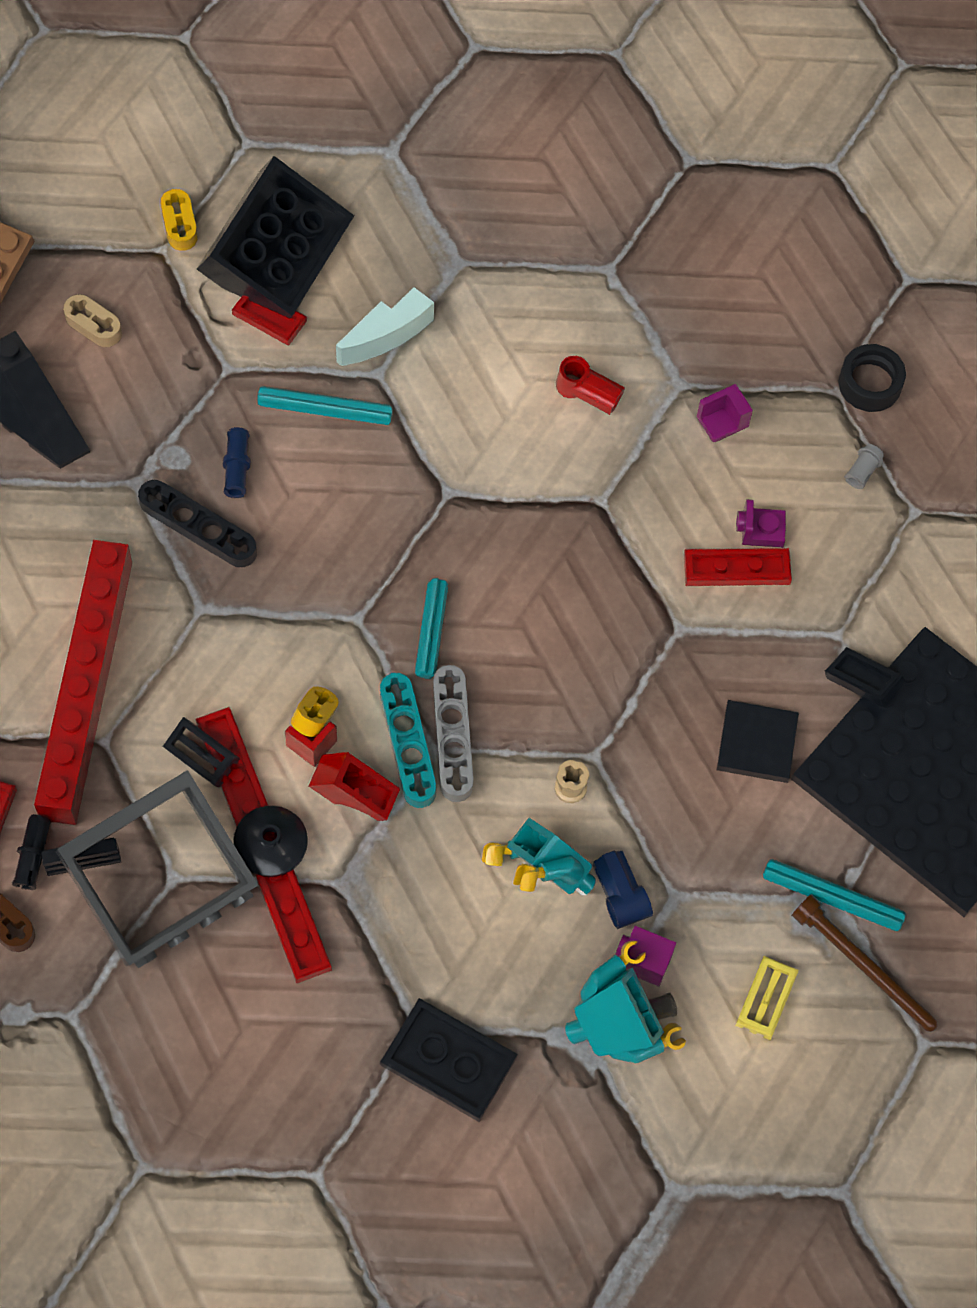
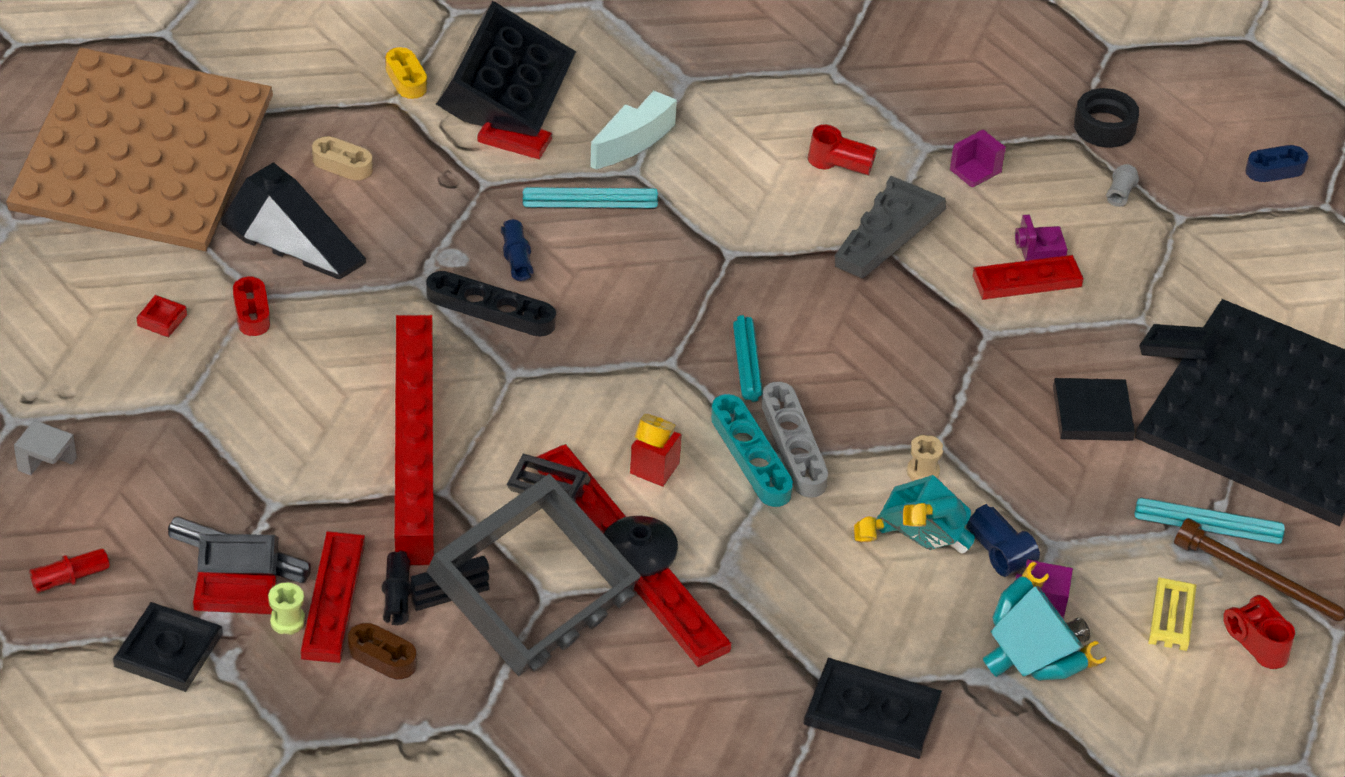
camera: 10 degrees left, 20 degrees down
(354, 784) = (709, 485): red arch -> none
(619, 479) = (890, 223): none -> dark grey wing
(844, 1029) = (1262, 631): none -> red piece

